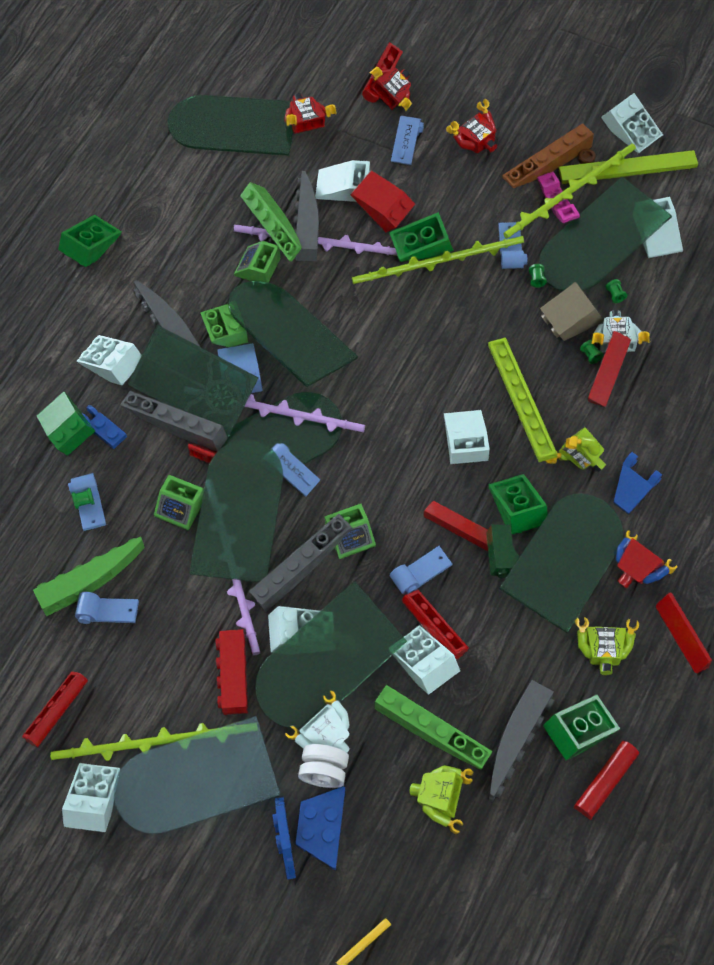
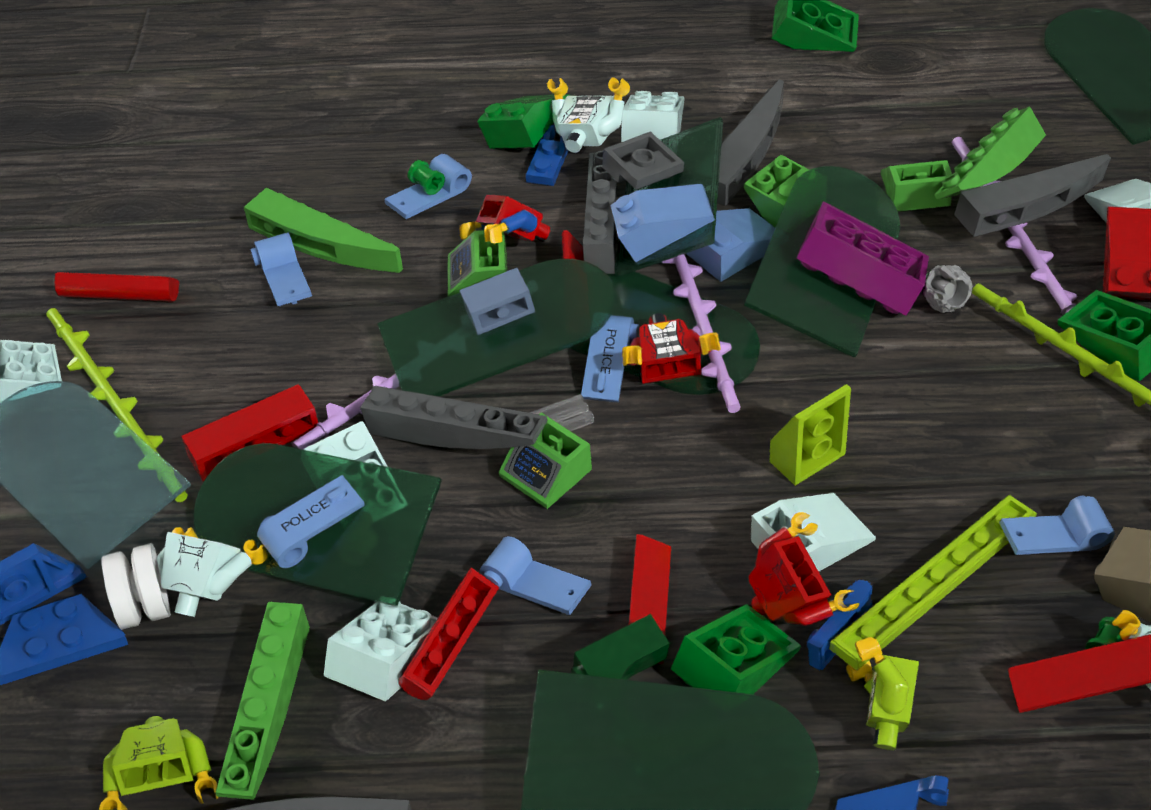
camera: 65 degrees right, 15 degrees down
(100, 391) = (587, 118): none -> light aqua torso
(155, 470) = (507, 215): none -> torso
(162, 381) = (641, 161): none -> dark grey plate
(217, 392) = (659, 217): none -> medium blue slope
(229, 501) = (497, 301): none -> sand blue brick
(305, 316) = (864, 259): none -> magenta slope
(307, 436) = (668, 349): none -> torso
(316, 499) = (567, 409): none -> clear tile
(334, 659) = (288, 530): none -> medium blue door
(345, 292) = (947, 288): none -> light grey piece
(411, 402) = (812, 437): none -> lime slope
(499, 457) = (788, 580): none -> red torso
(522, 333) = (1078, 529): none -> medium blue door
(523, 449) = (819, 639): none -> blue hinge

